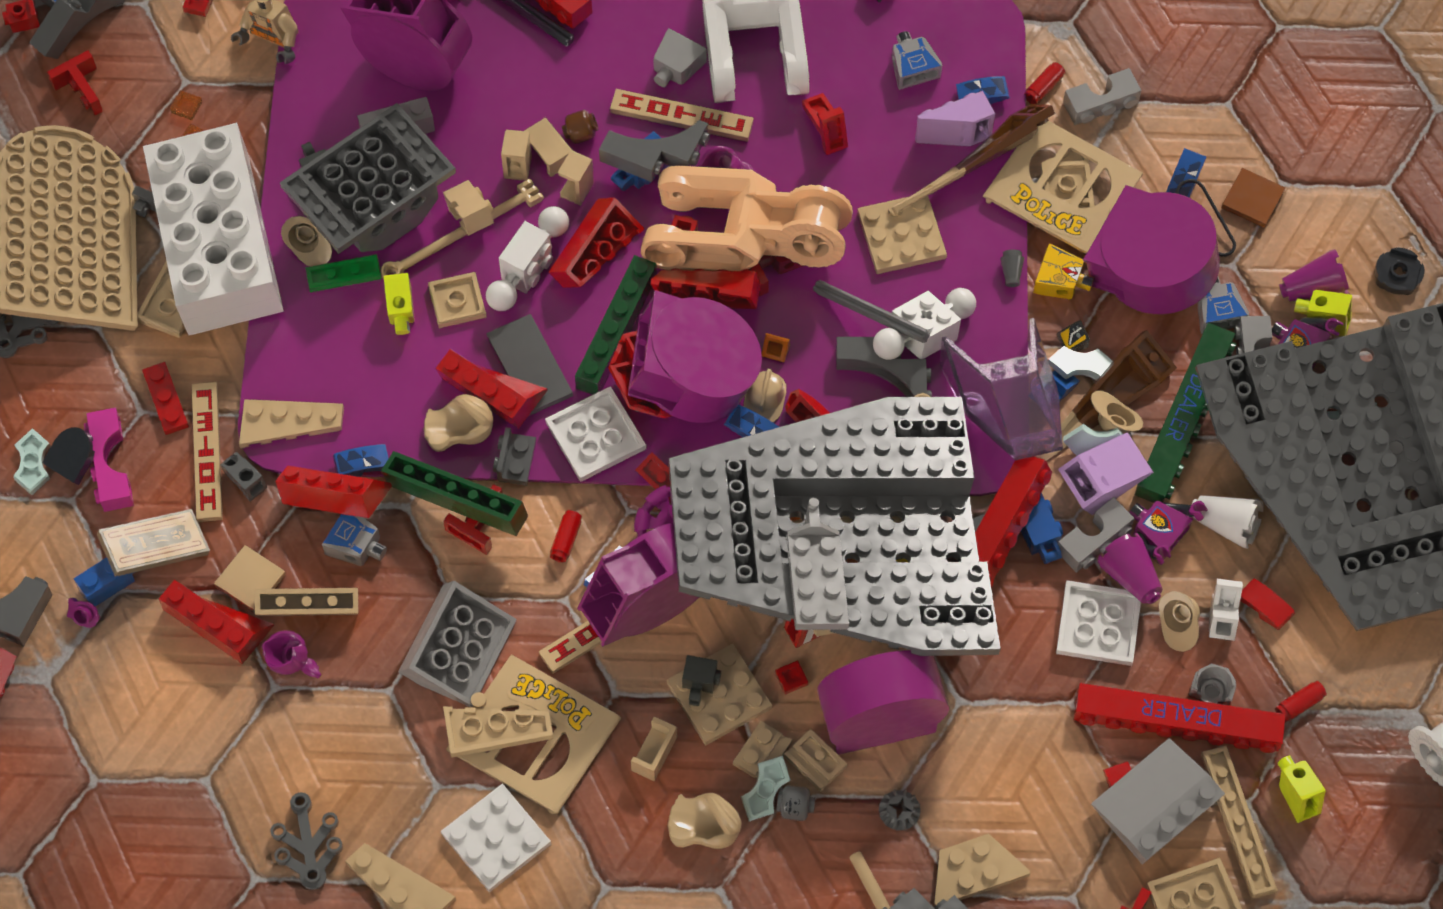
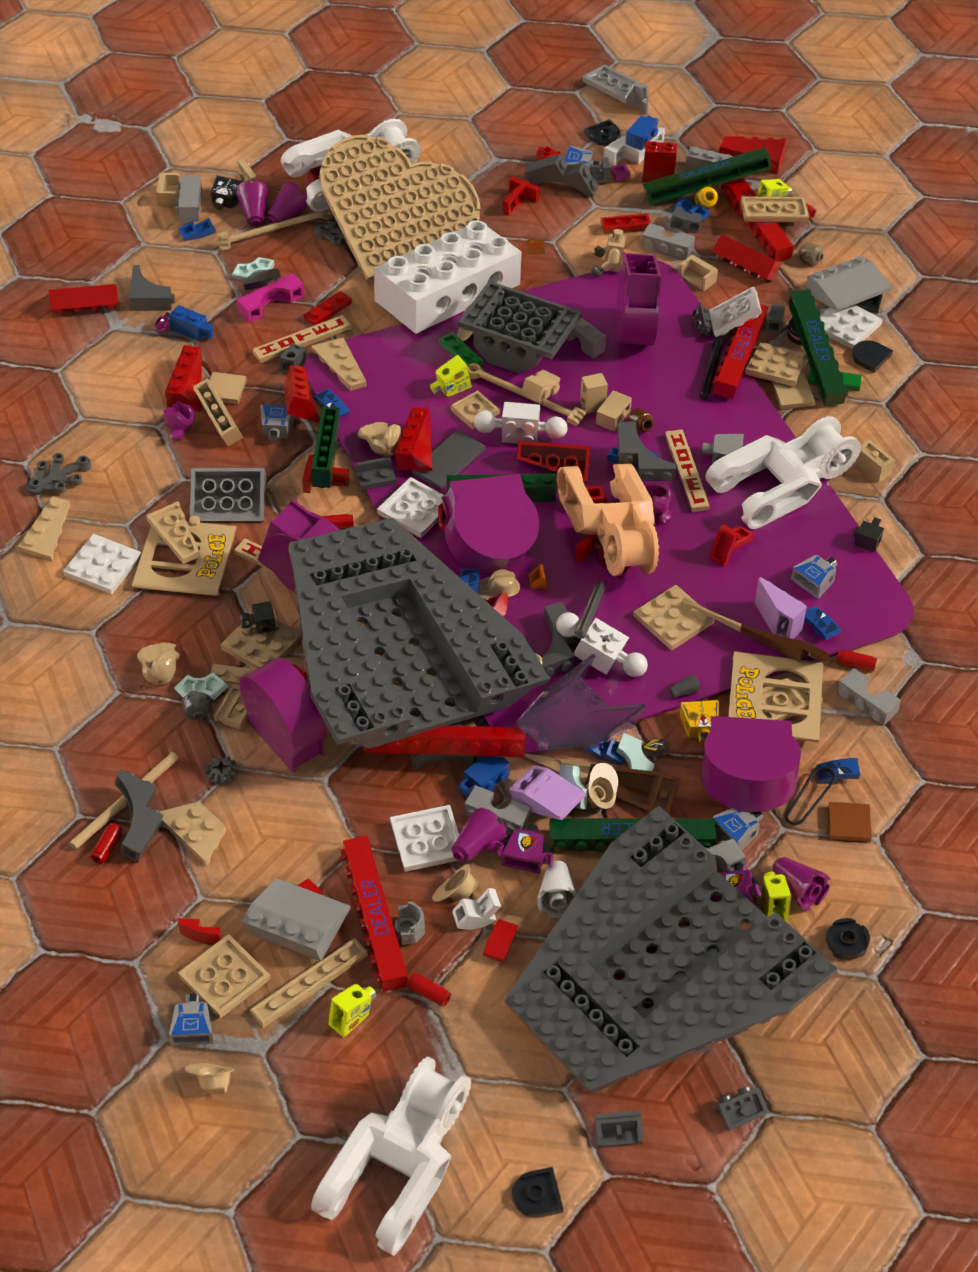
camera: 65 degrees right, 15 degrees down
(153, 542) = (221, 331): tile -> none
(579, 172) = (596, 427): tan panel -> none
(654, 749) = (200, 621): tan panel -> none
(727, 287) = (554, 518): red wedge -> none
(817, 574) = (339, 612): light grey hinge -> none

